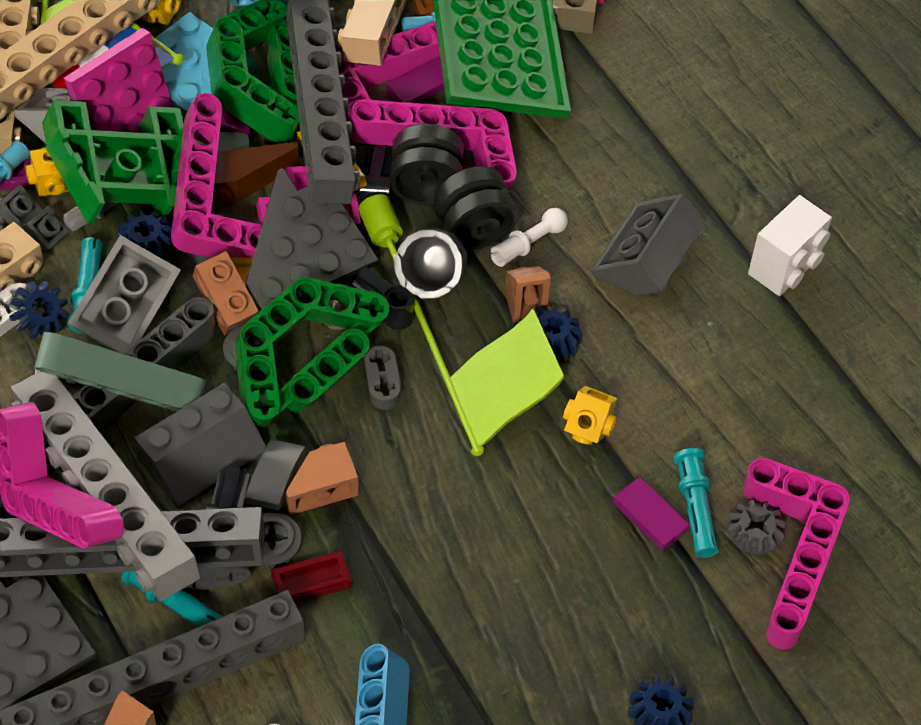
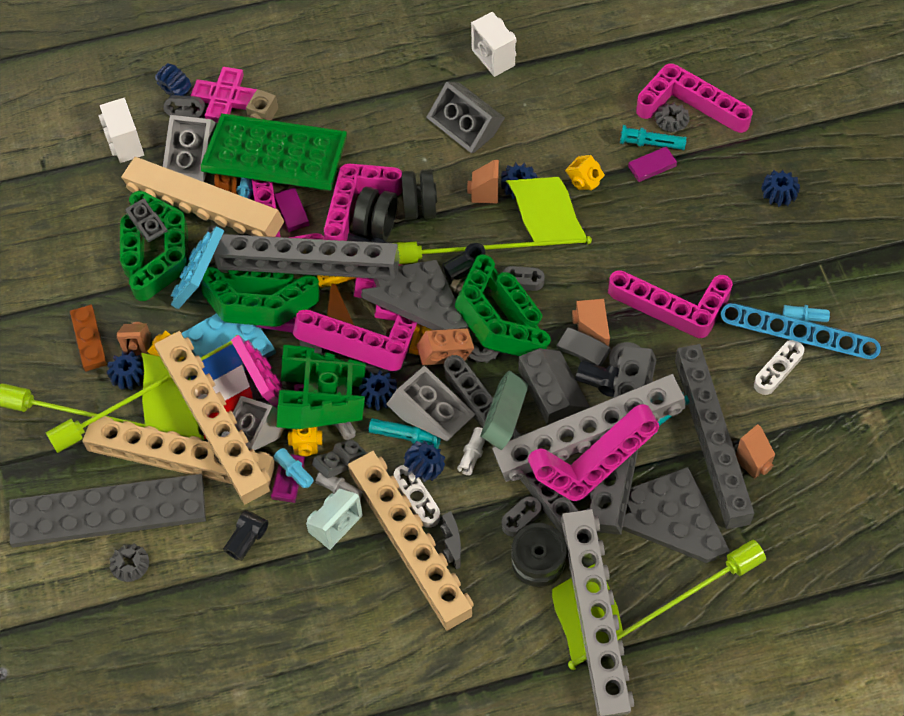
camera: 70 degrees left, 5 degrees up
(313, 577) = (658, 340): dark red tile -> none
(379, 580) = (671, 303): none -> dark pink beam
(430, 262) = (458, 224): dark grey cylinder -> none
(518, 243) = (443, 183): white pin -> none

